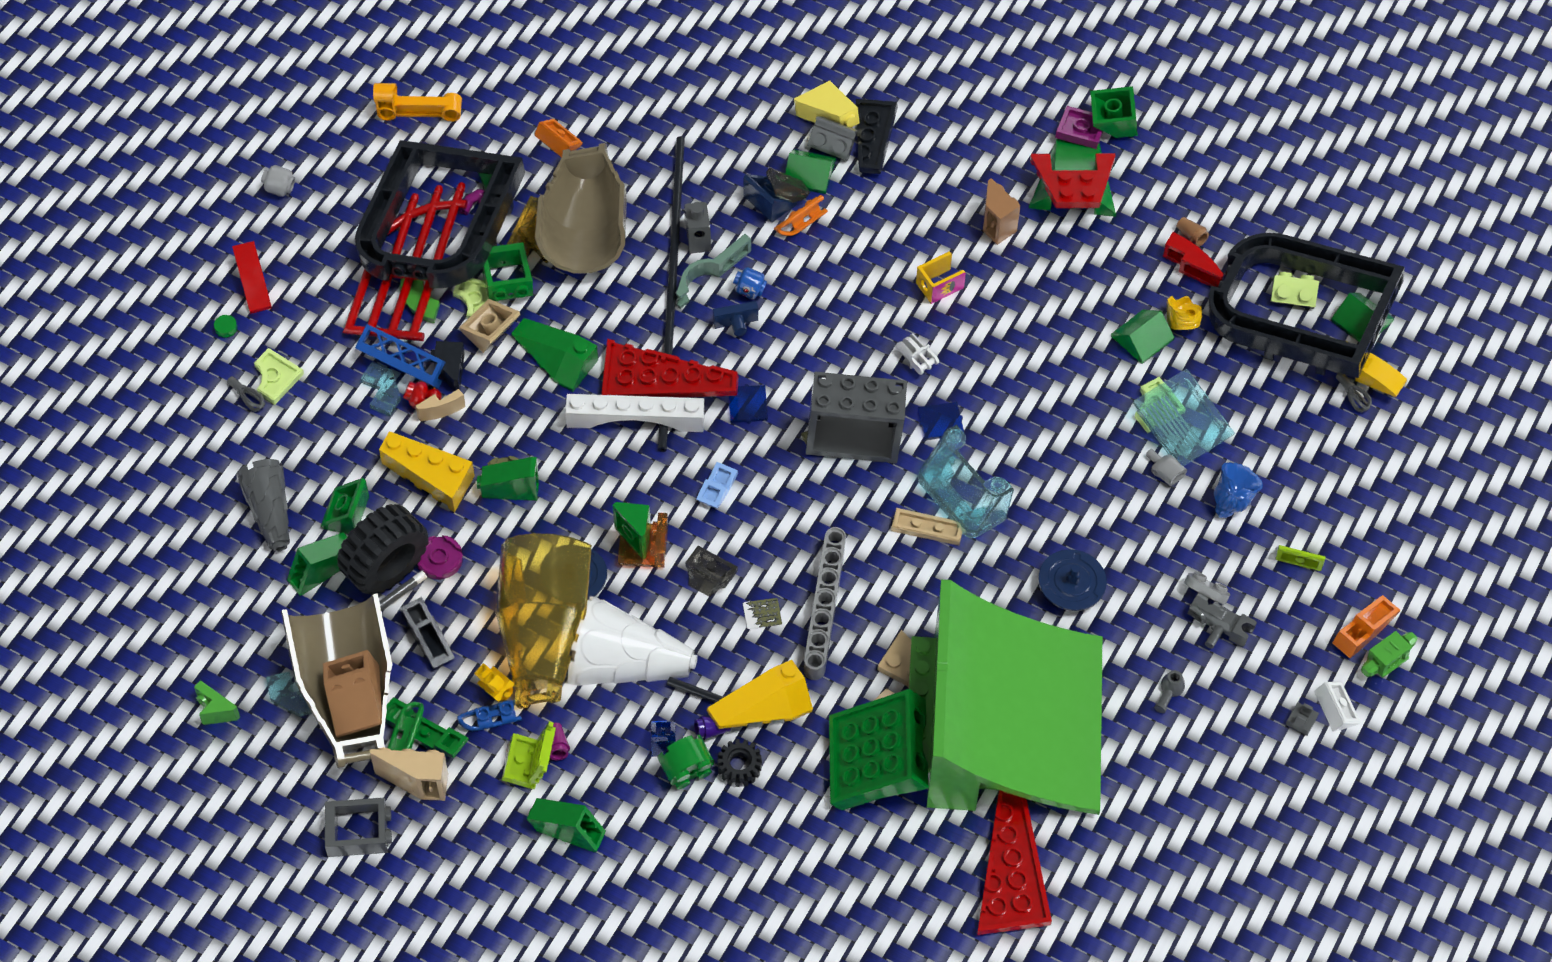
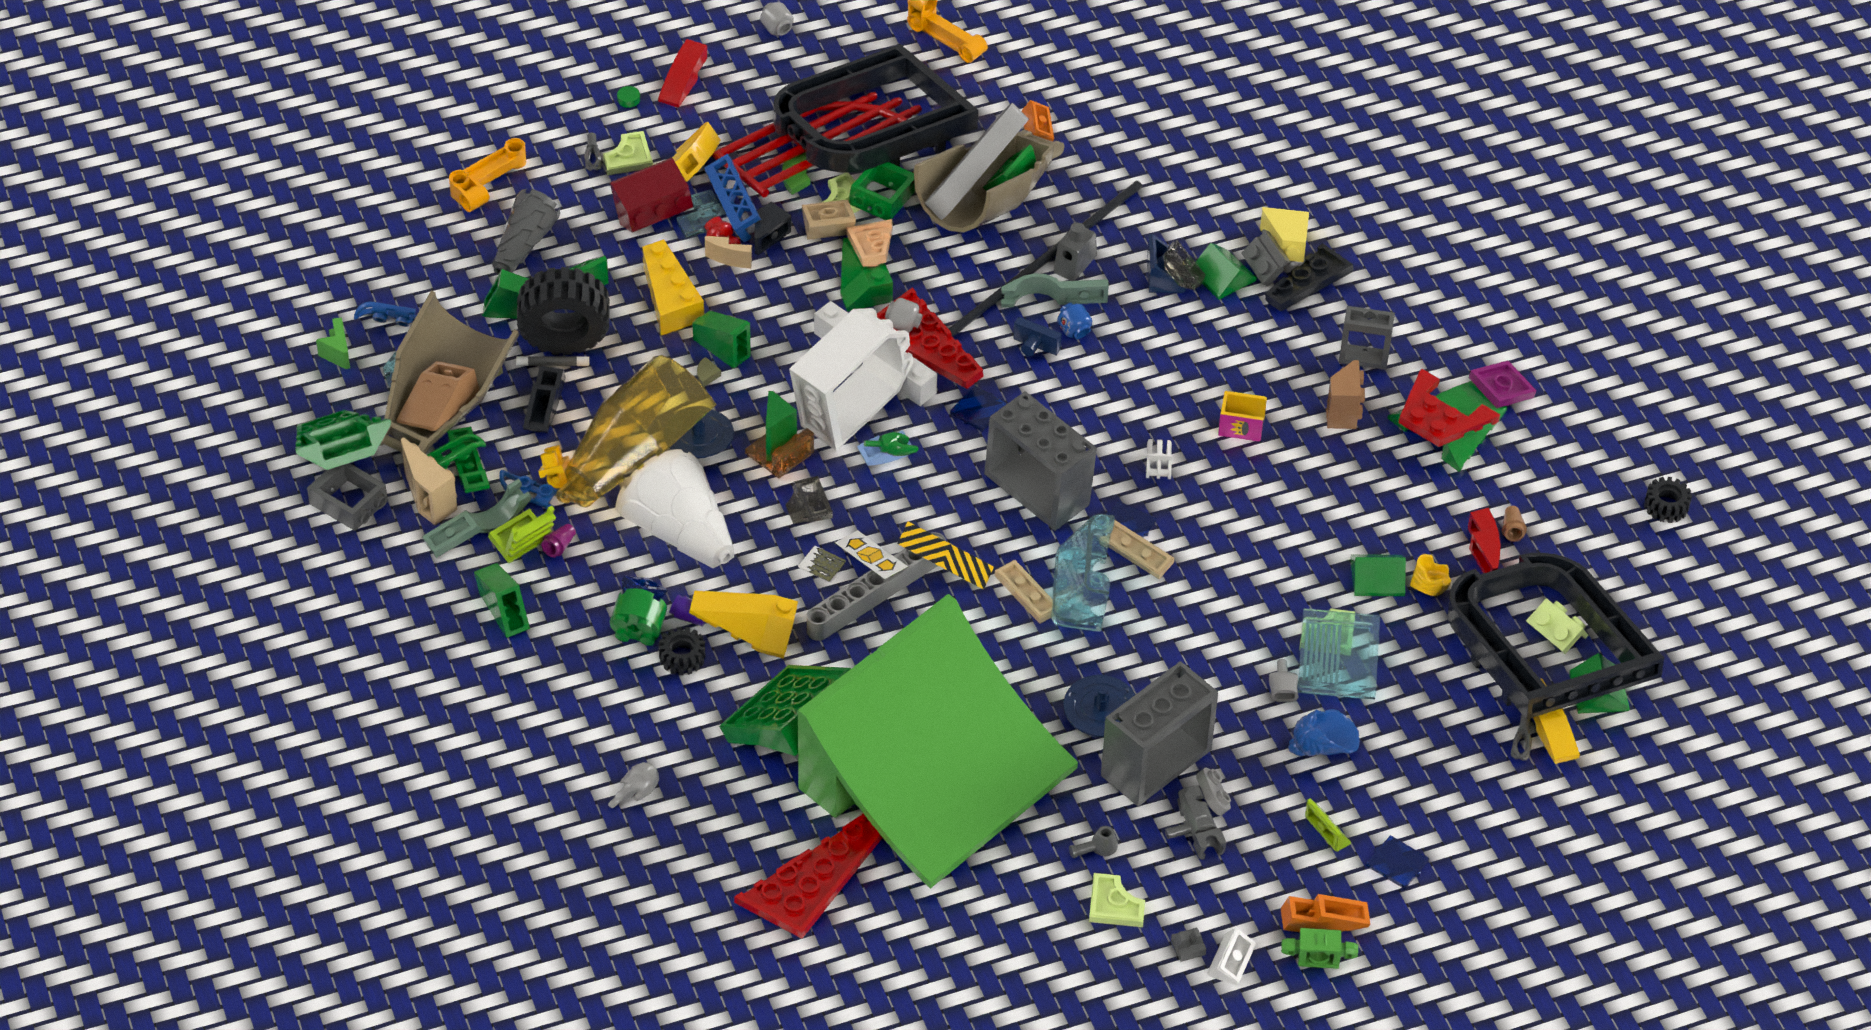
camera: 40 degrees right, 10 degrees down
(187, 497) = (468, 184): none -> light orange piece
(222, 650) = (382, 312): none -> blue piece
(307, 786) = (340, 438): none -> green wedge
(335, 349) = (696, 150): none -> yellow slope
(340, 401) = (650, 195): none -> dark red slope
(441, 558) = (613, 357): magenta tile -> none
(480, 773) = (469, 524): none -> sand green piece
(523, 518) = (707, 372): none -> olive tile
(546, 323) = (871, 242): none -> light nougat wing
(564, 202) = (976, 161): none -> light grey beam
(590, 193) = (1012, 167): none -> green slope
(633, 367) = (904, 314): none -> light grey head
(658, 447) = (853, 341): none -> white container
(693, 690) = (702, 574): black bar -> none
(724, 481) = (893, 444): none -> green hand
(796, 217) = (1172, 298): orange piece -> none
(799, 580) = (871, 554): none -> sticker
(816, 892) = (640, 780): none -> light grey piece
(853, 542) = (945, 555): none -> sticker
(960, 148) = (1357, 321): none -> dark grey window
(977, 436) = (1139, 551): none -> tan tile
(1114, 111) = (1543, 388): green slope -> none
(1150, 574) = (1159, 733): none -> dark grey window
(1224, 727) = (1113, 903): none -> yellowish green tile
(1267, 150) = (1664, 509): none -> black tyre
(1366, 548) = (1397, 862): none -> clear blue piece

